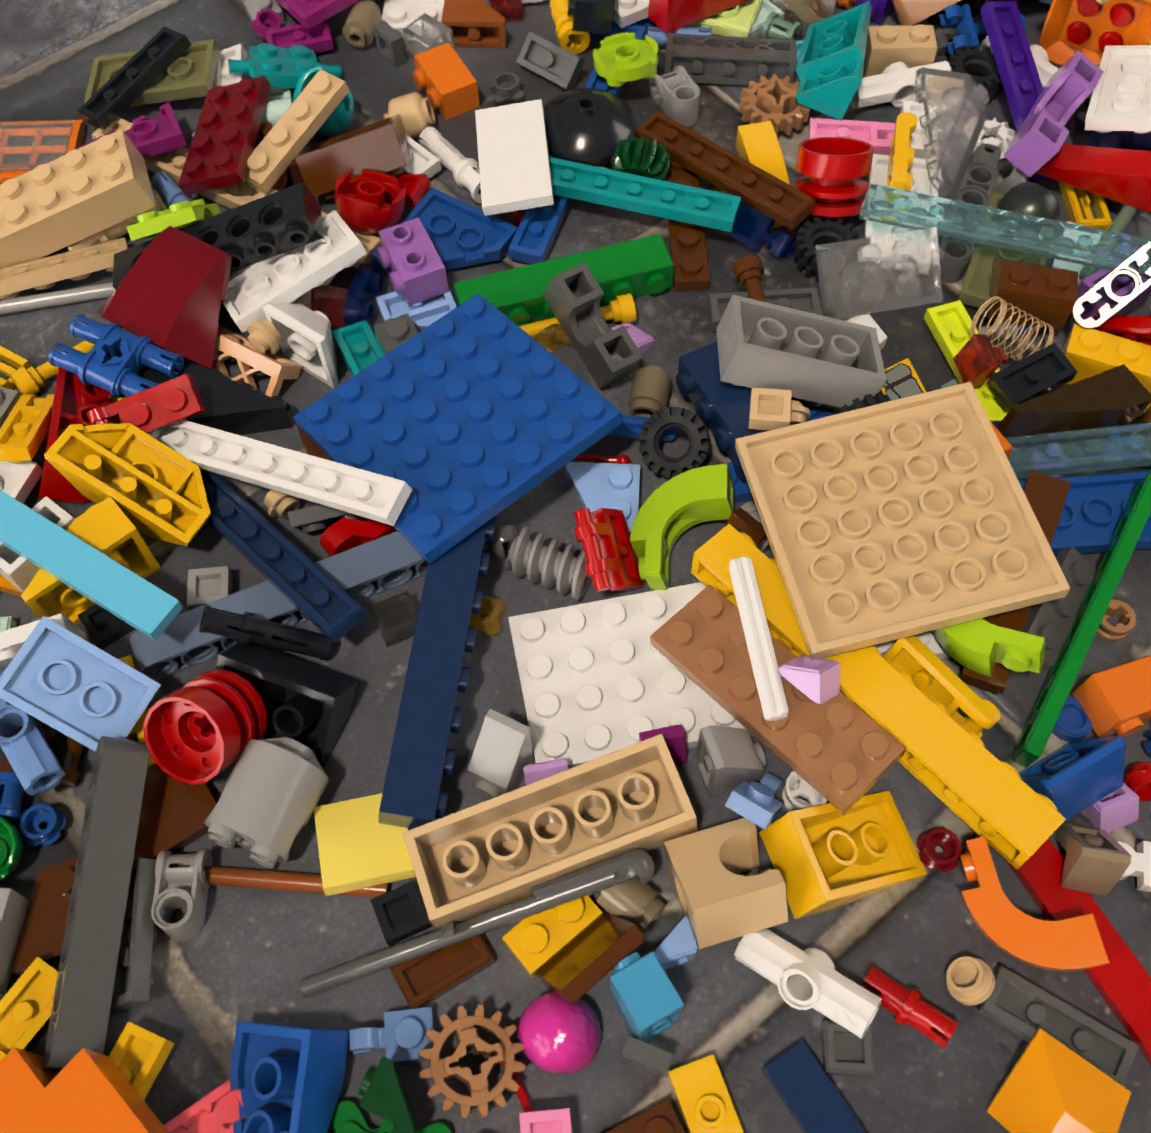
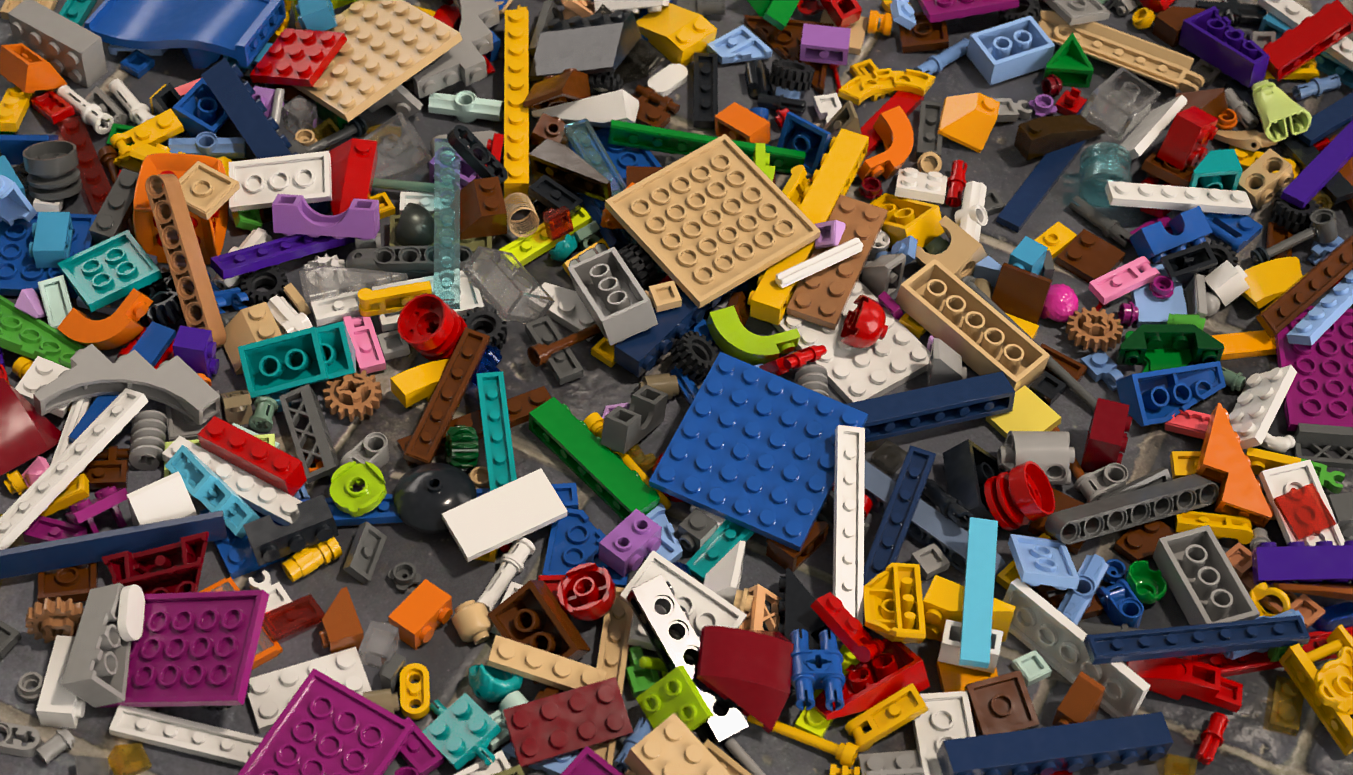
camera: 120 degrees left, 10 degrees down
(232, 922) = (1106, 435): none -> dark red brick
(361, 56) = (414, 693): none -> yellow plate
(621, 665) = (864, 324): none -> red cylinder
(913, 930) = (921, 185): none -> white plate
(937, 370) = (564, 248): none -> teal plate

